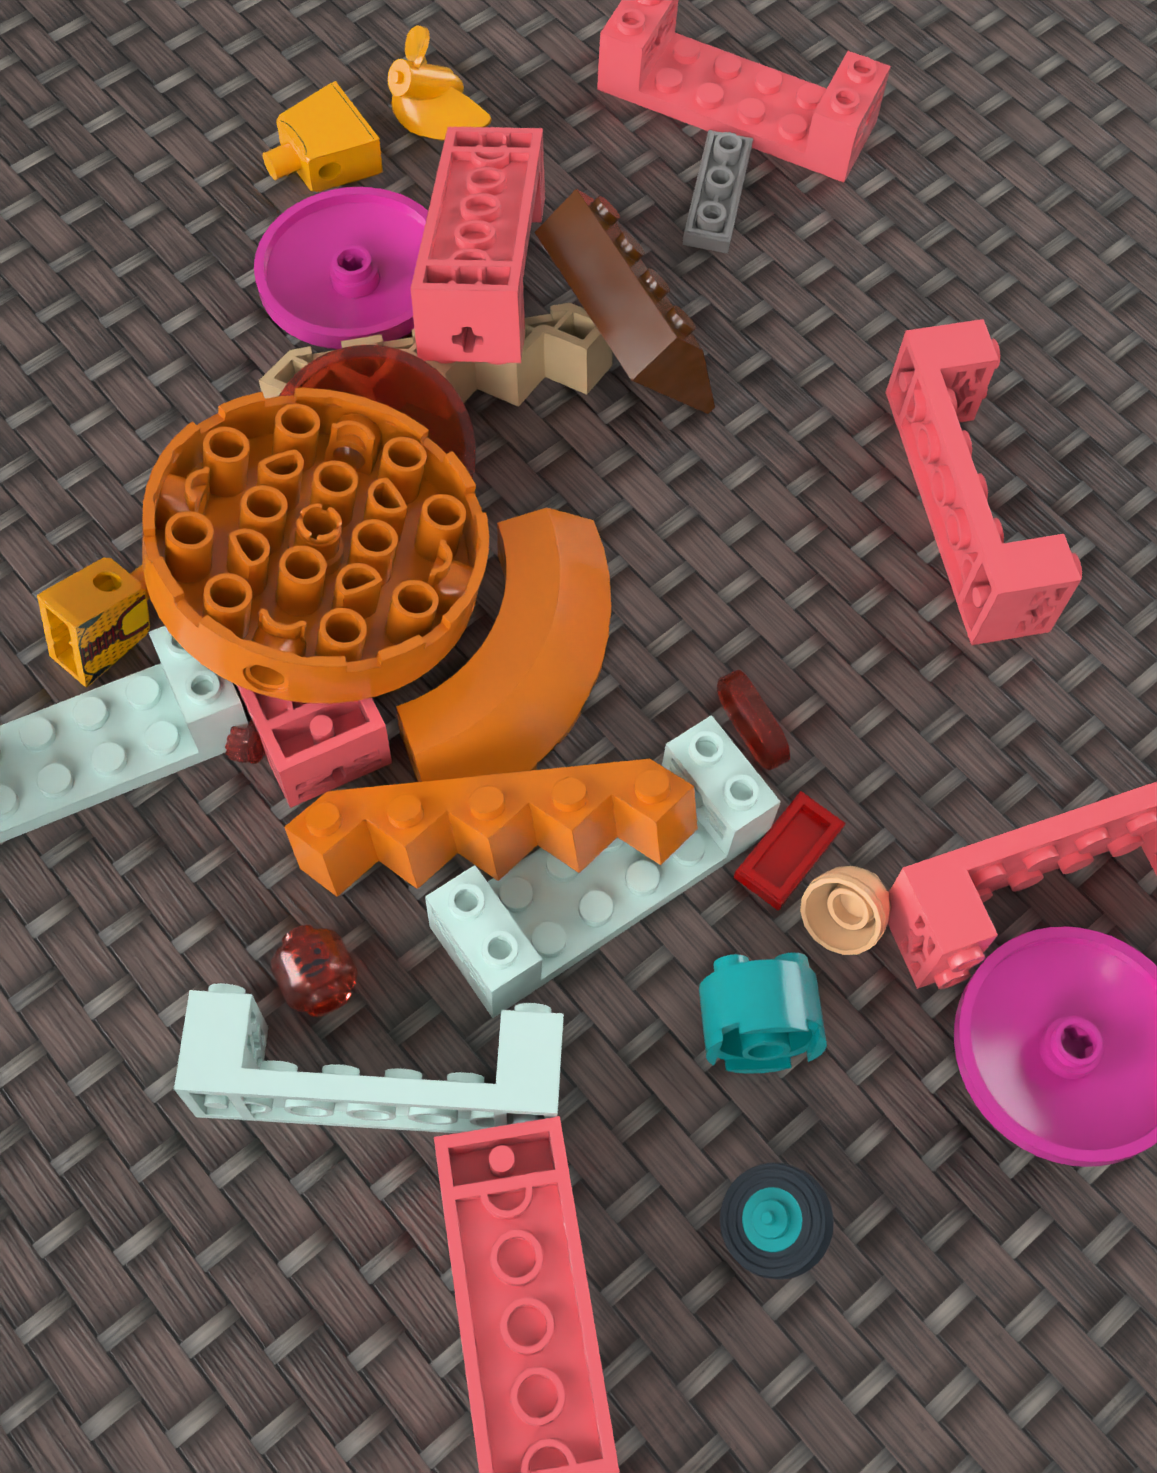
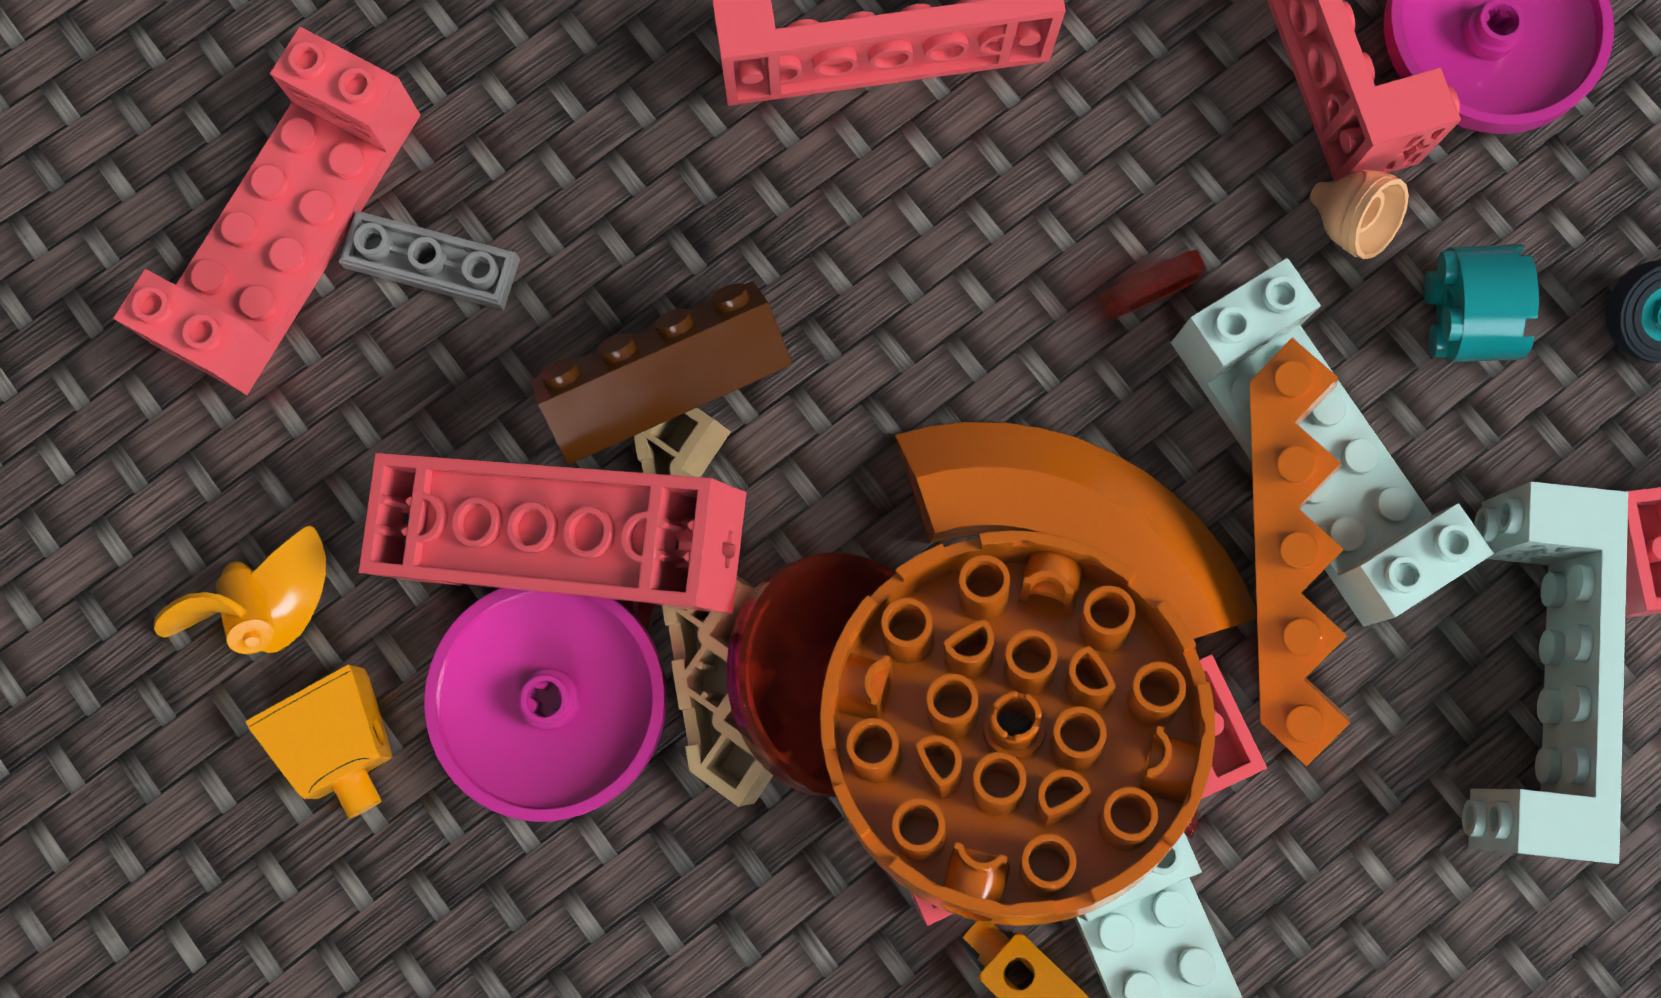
camera: 85 degrees left, 15 degrees up
(314, 970) = (1435, 738): clear red head -> none
(789, 850) = (1268, 242): red tile -> none

